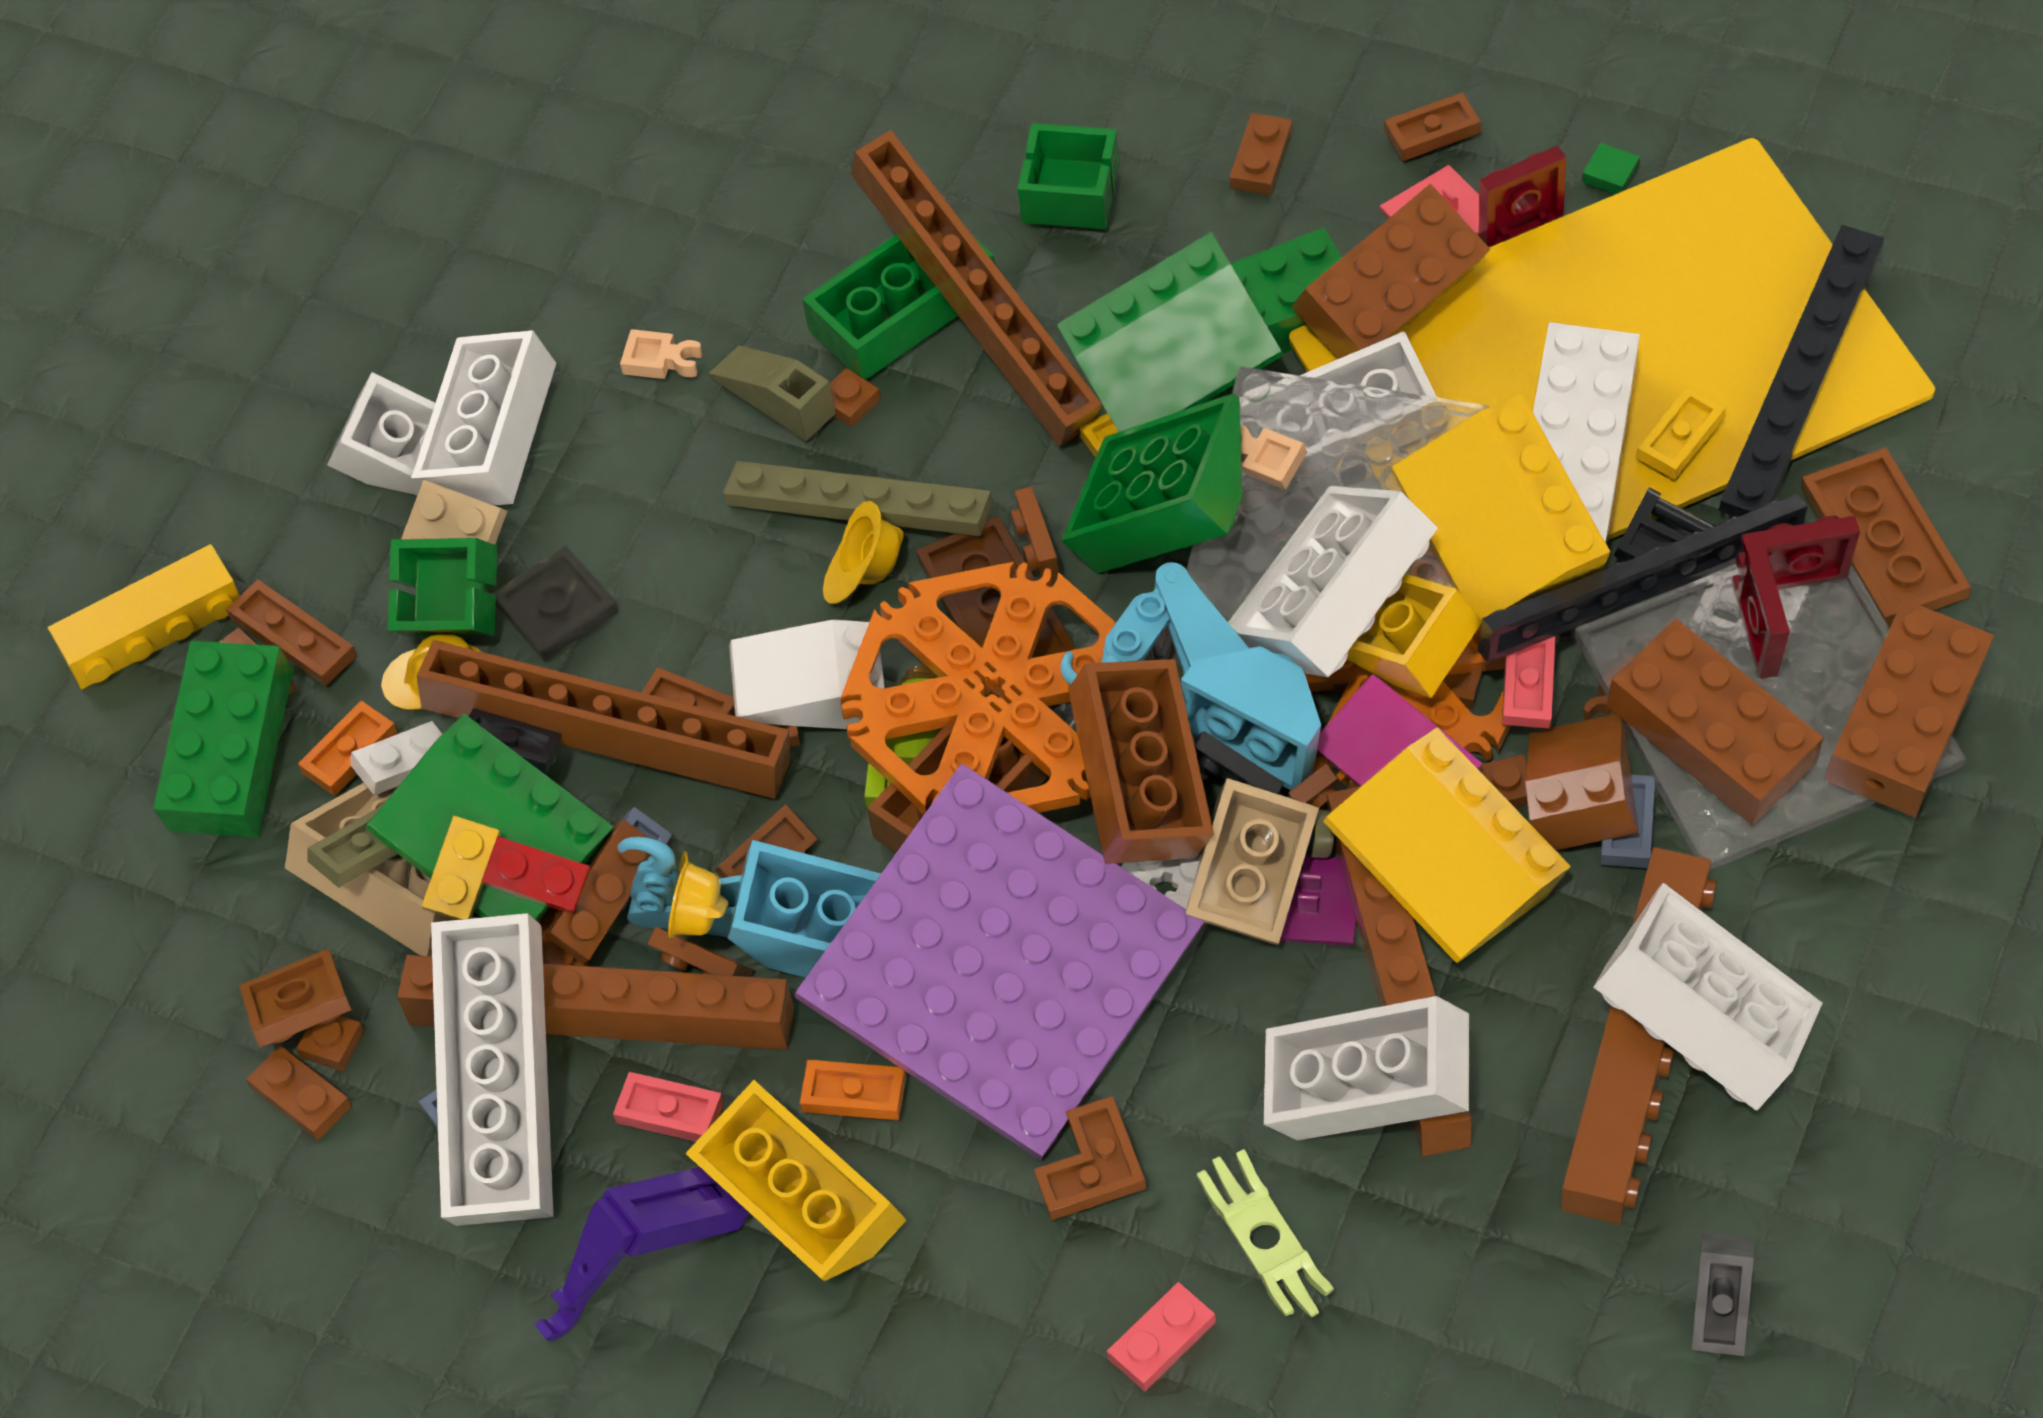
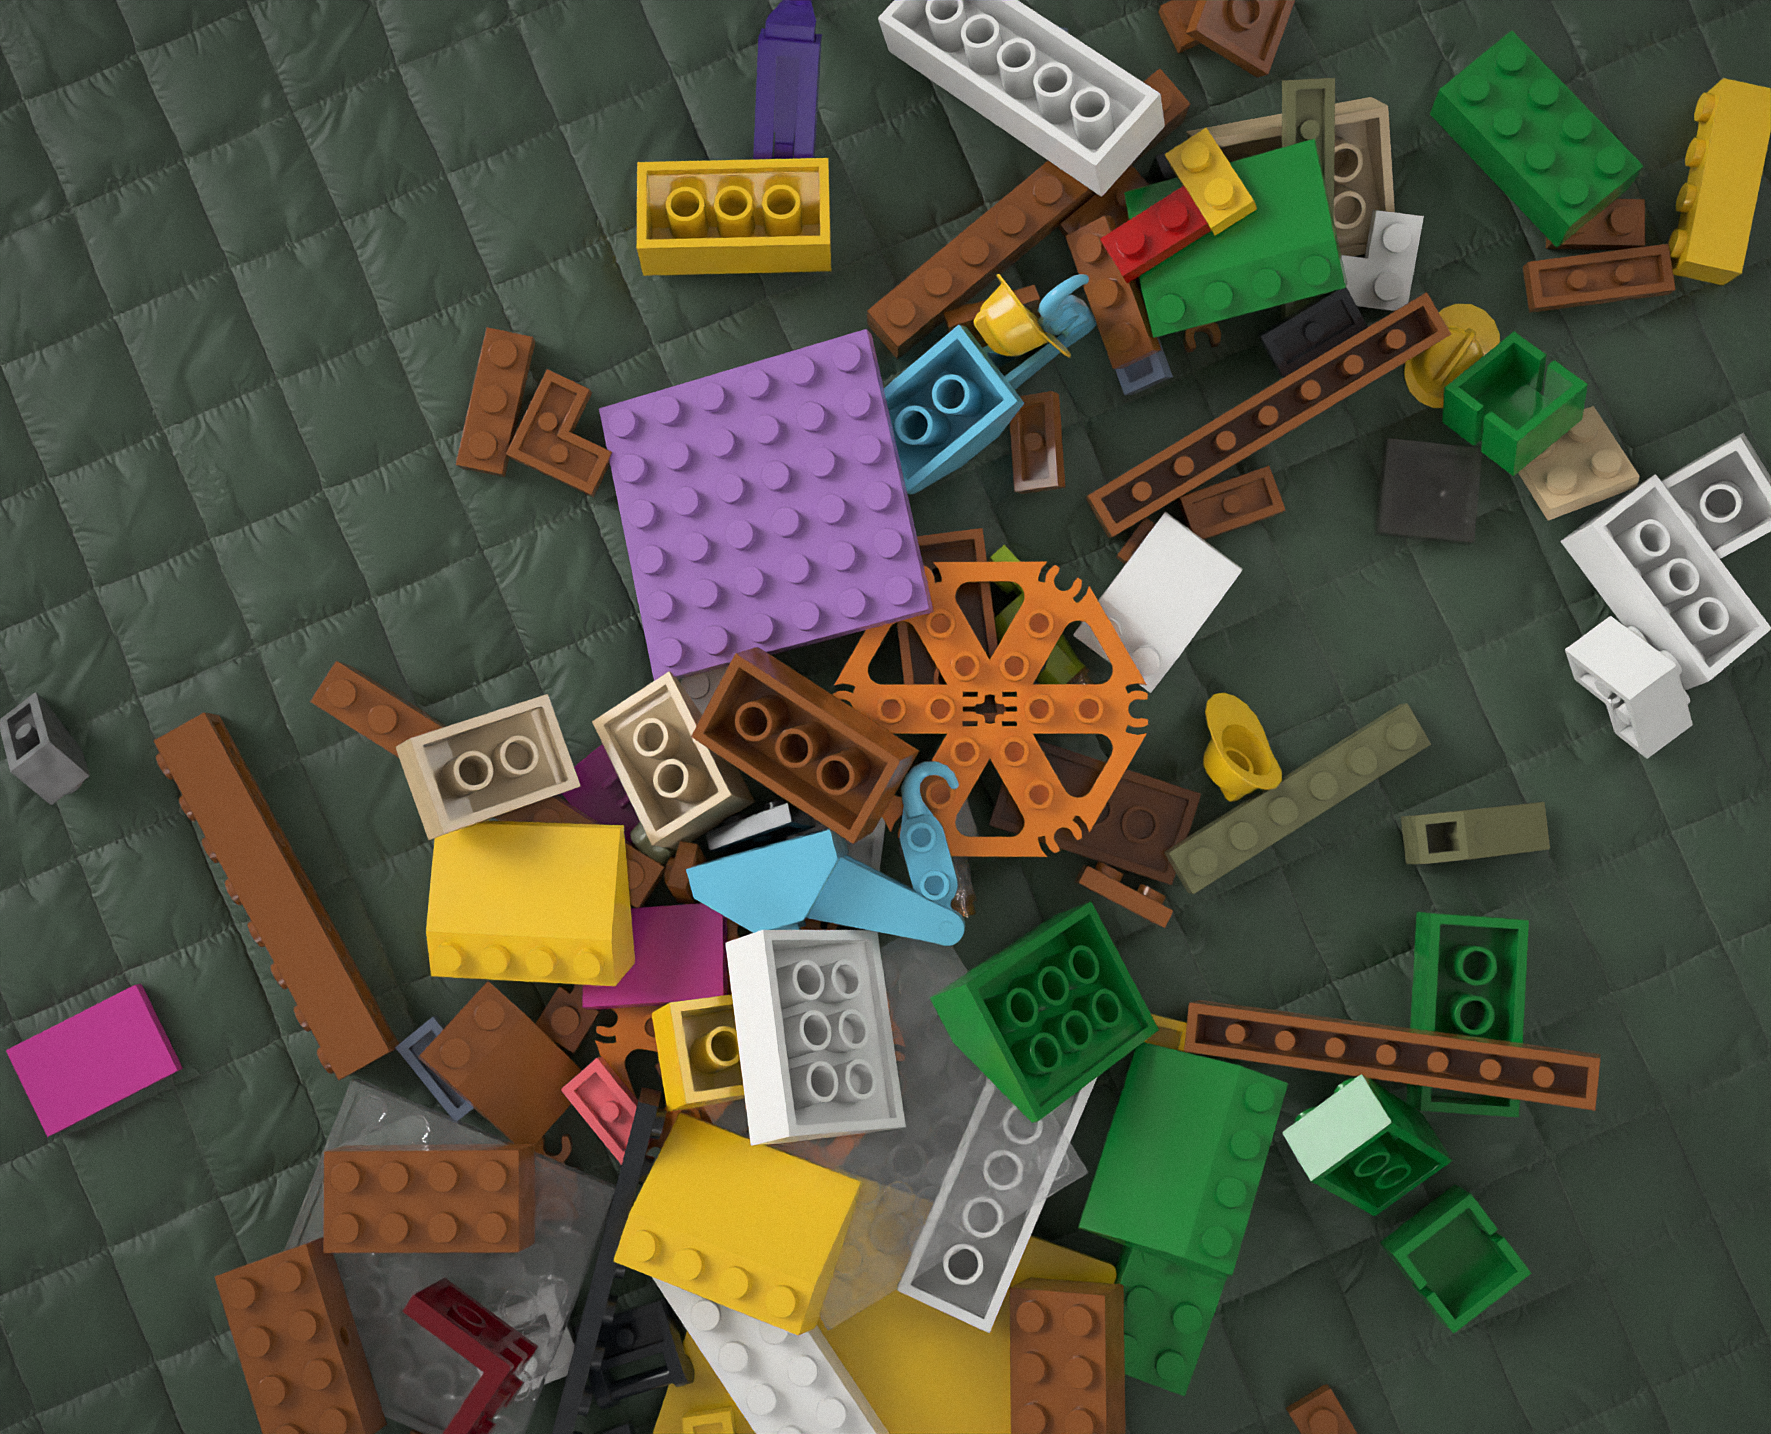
camera: 125 degrees right, 30 degrees up
(330, 759) = (1444, 236): orange plate -> none
(574, 382) = (1634, 683): none -> white brick
(655, 352) = (1606, 775): light nougat plate -> none
(667, 1107) = (893, 195): coral plate -> none
(853, 397) = (1411, 888): dark orange plate -> none
(853, 1090) = (781, 326): orange plate -> none
(1050, 256) = (1366, 1145): none -> green brick
(1113, 1237) = (495, 402): none -> dark orange plate
(1161, 1336) = (392, 363): coral plate -> none
(1258, 1209) = (360, 492): yellowish green piece -> none
(1271, 456) = (971, 1105): light nougat plate -> none
(1367, 1069) = (402, 659): white brick -> none
(1383, 940) = (487, 766): none -> tan slope
(1709, 997) = (230, 959): white slope -> none
(1898, 1048) = (94, 1059): none -> dark pink tile

